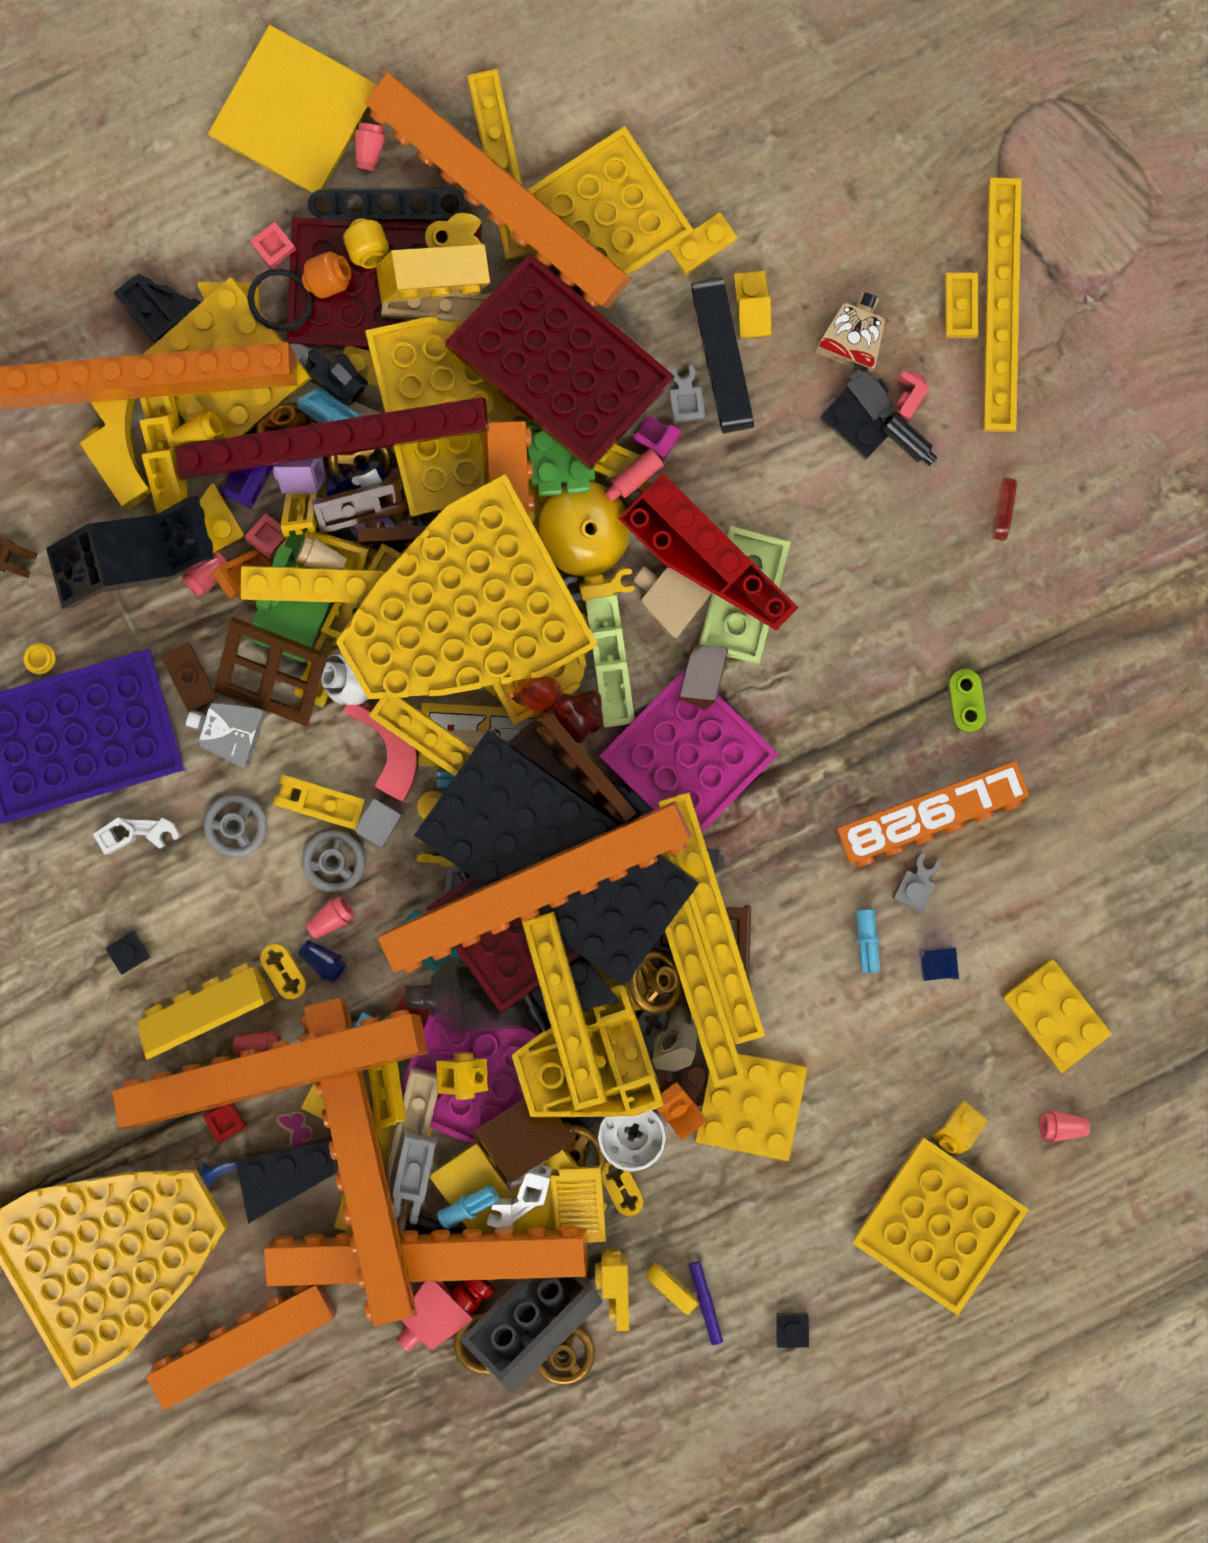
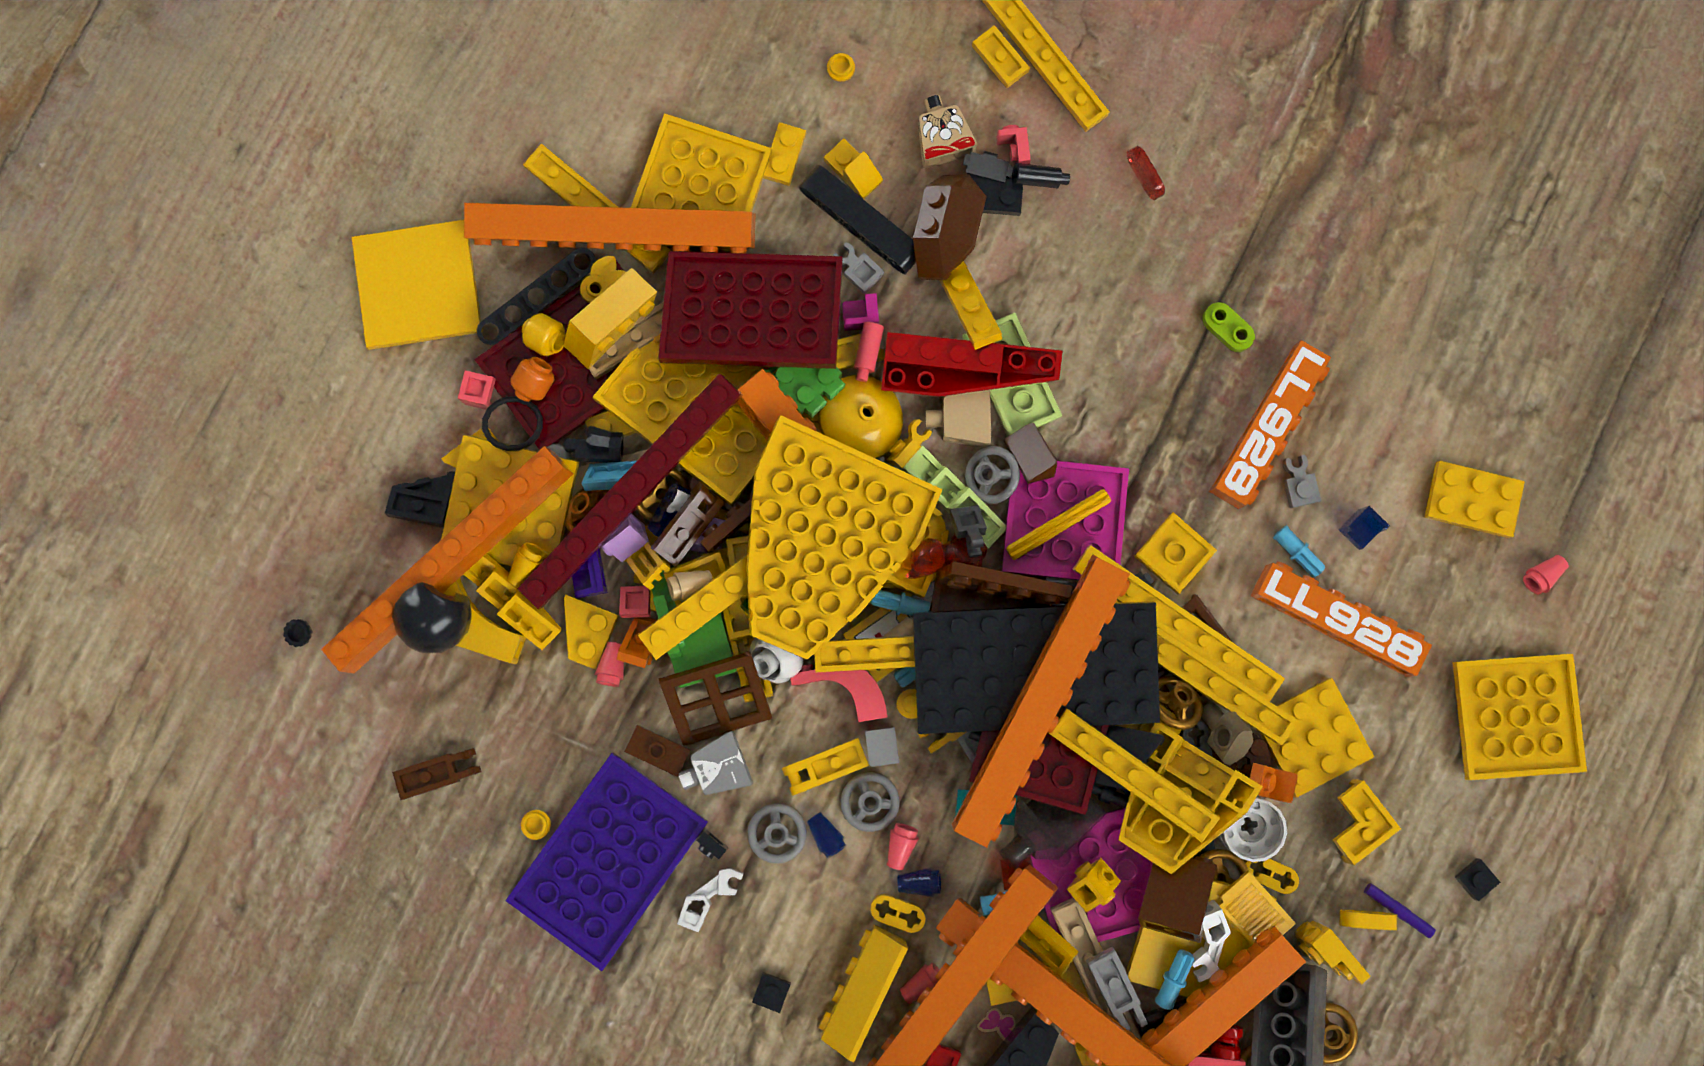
camera: 40 degrees left, 5 degrees down
(80, 416) = (431, 619): none -> black cylinder
(130, 552) = (544, 692): black bracket -> none
(172, 791) = (711, 845): none -> black plate
(274, 860) = (826, 836): none -> clear blue cone
(368, 146) = (490, 266): coral cone -> none
(489, 714) = (900, 603): none -> medium azure axle
(599, 694) = (969, 524): none -> dark grey plate
(646, 657) = (984, 467): none -> light grey piece
(678, 754) = (1058, 524): none -> yellow axle
(738, 1212) = (1371, 826): none -> yellow panel
(754, 497) = (971, 307): none -> yellow plate
(761, 857) = (1175, 553): none -> yellow tile
(790, 418) = (947, 225): none -> reddish brown wedge
(813, 204) = (841, 67): none -> yellow plate
(855, 1025) = (1341, 620): none -> orange brick
(960, 1129) = (1476, 634): yellow bracket -> none

